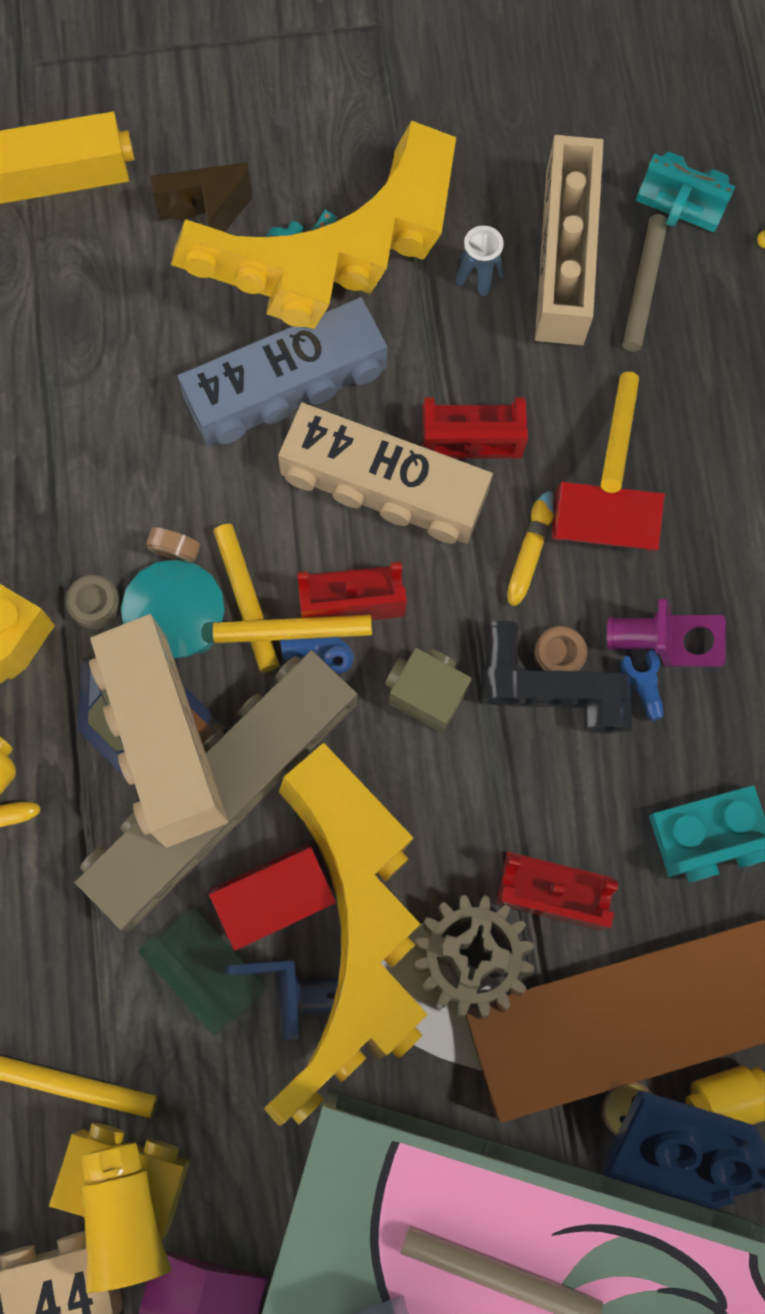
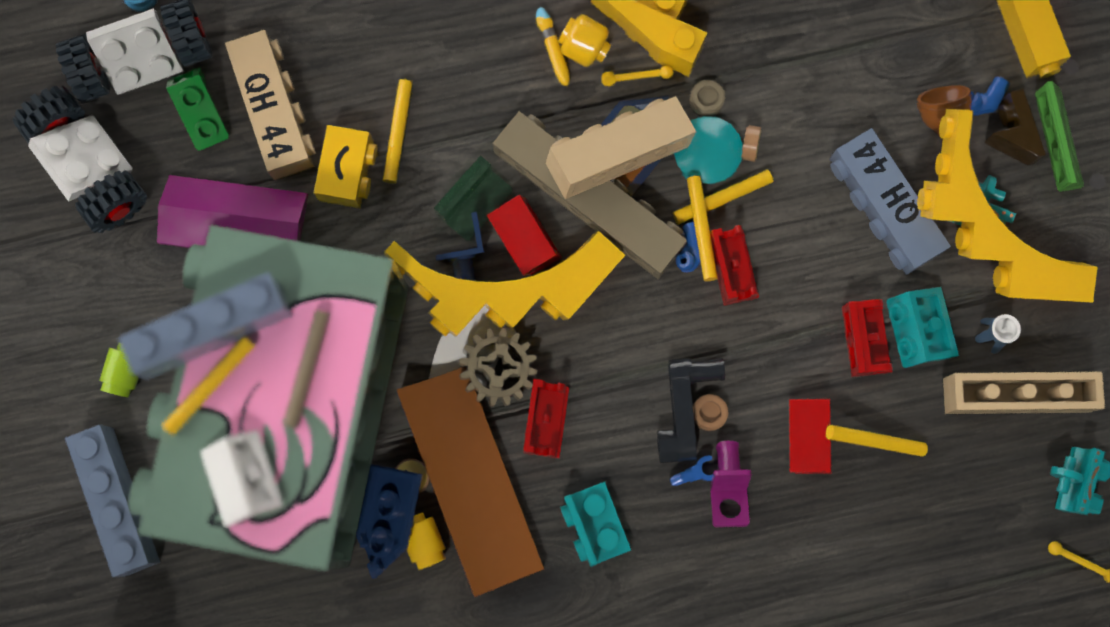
camera: 90 degrees right, 5 degrees up
(40, 740) = (609, 78): none -> yellow hinge
(119, 1221) = (322, 164): yellow plant -> none
(156, 285) = (934, 102): none -> dark orange helmet
(157, 231) = (989, 102): none -> blue arm
(199, 152) = (1058, 137): none -> bright green slope
(383, 474) = (822, 278): tan brick -> none
(427, 687) = (673, 322): olive brick -> none
(465, 356) = (922, 327): none -> teal bracket
(541, 518) = (782, 387): yellow piece -> none
(645, 283) = (1002, 456): dark tan bar -> none

